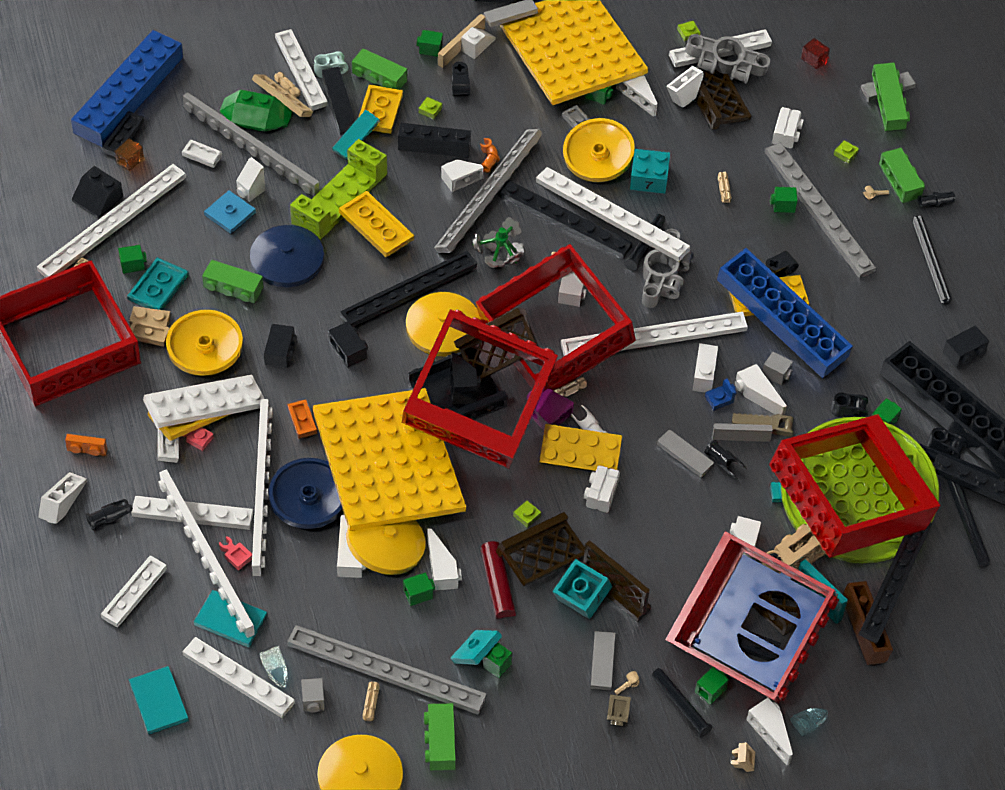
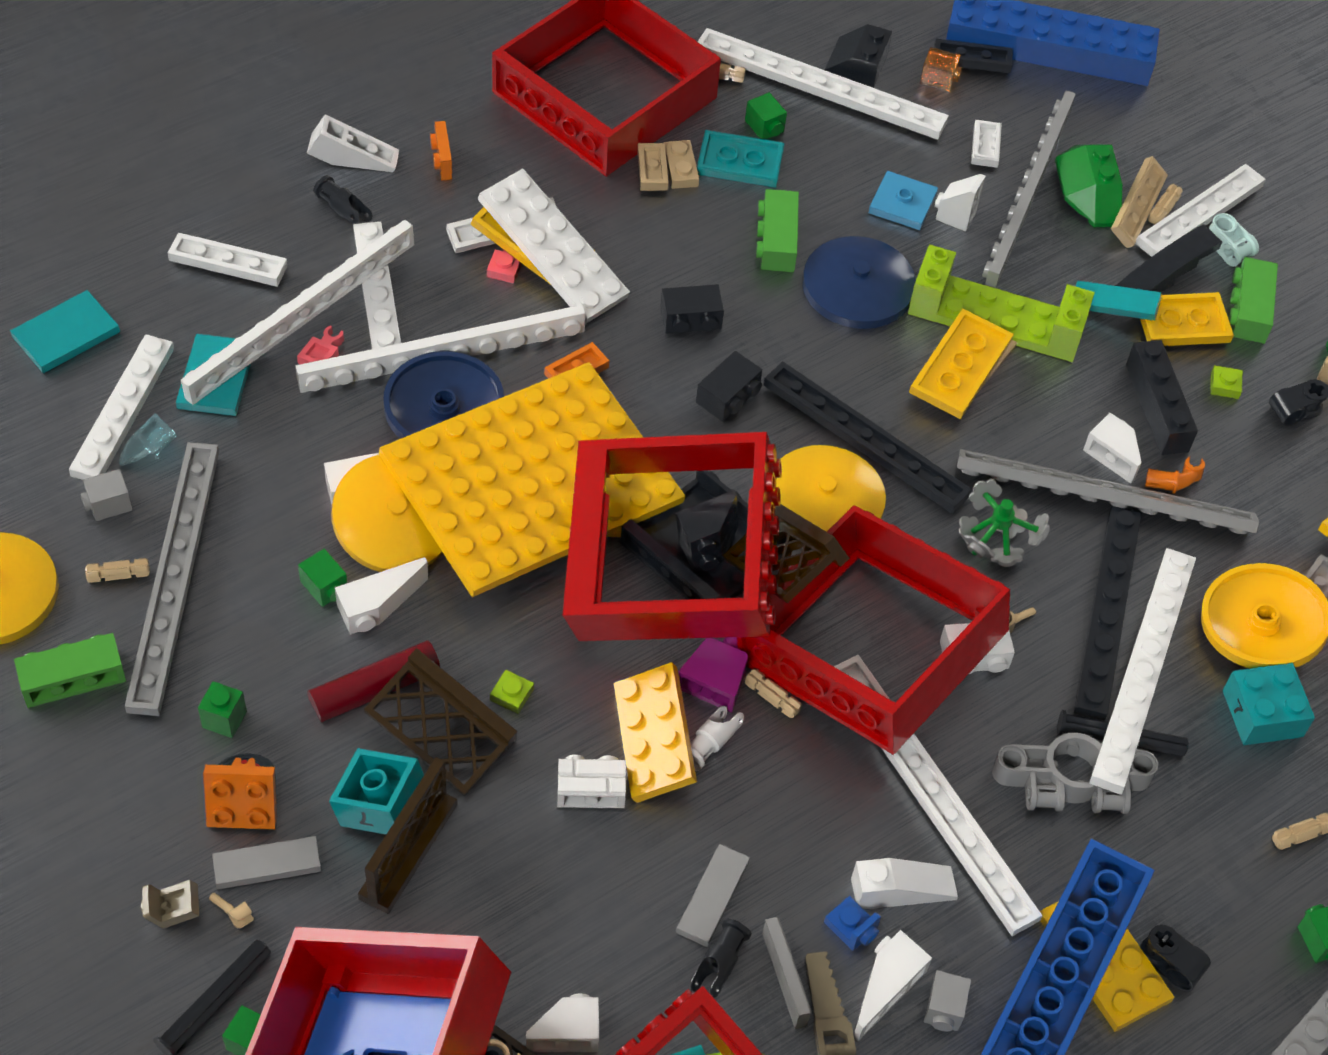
camera: 70 degrees right, 0 degrees up
(204, 342) = (656, 223): yellow dish -> none
(476, 647) = (232, 673): teal plate -> none
(557, 657) = (241, 793): none -> orange plate

